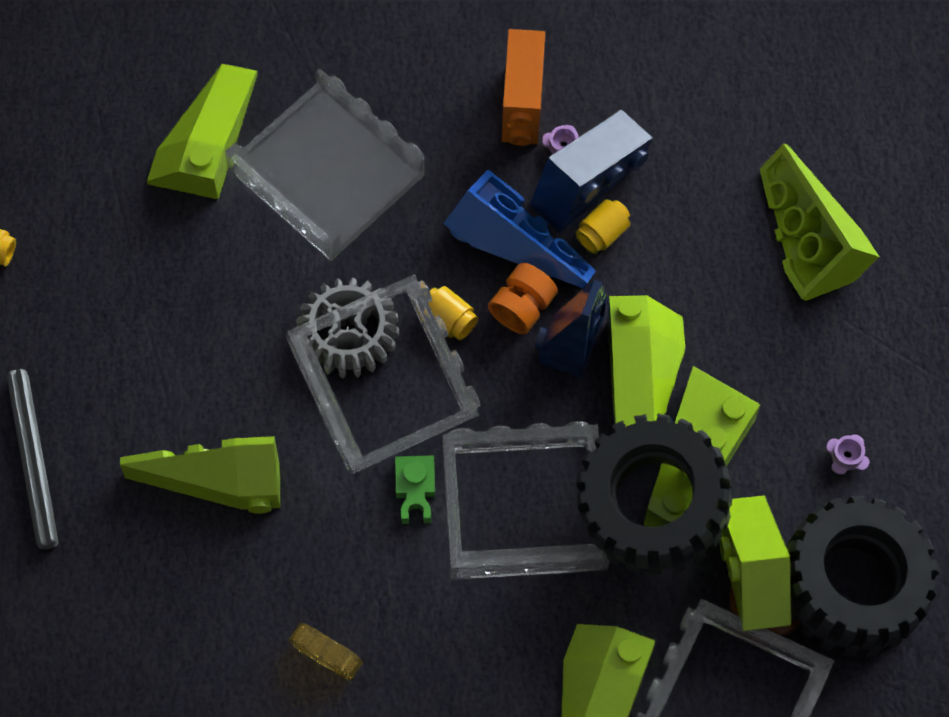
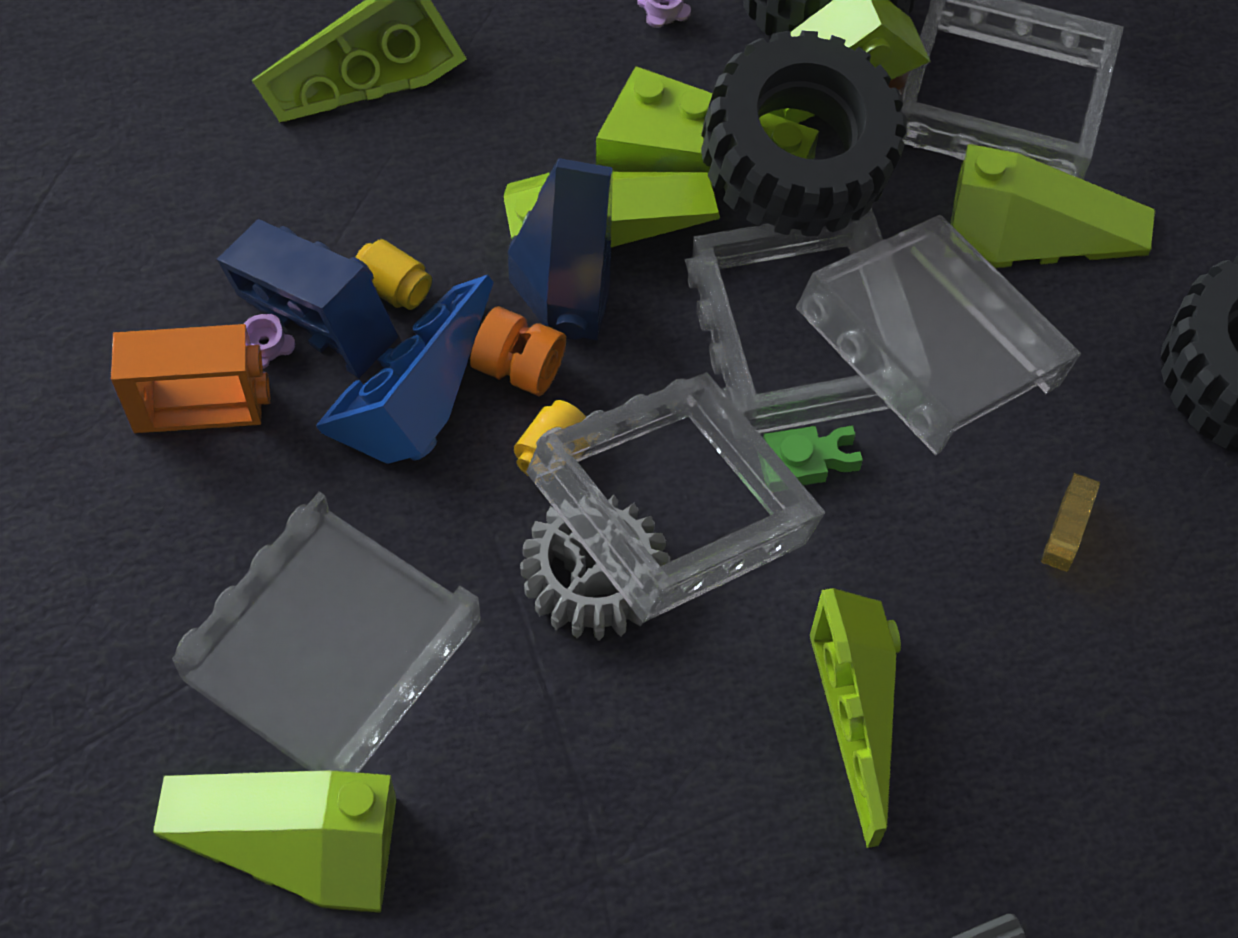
camera: 100 degrees left, 5 degrees down
(489, 580) = (935, 329): none -> clear panel

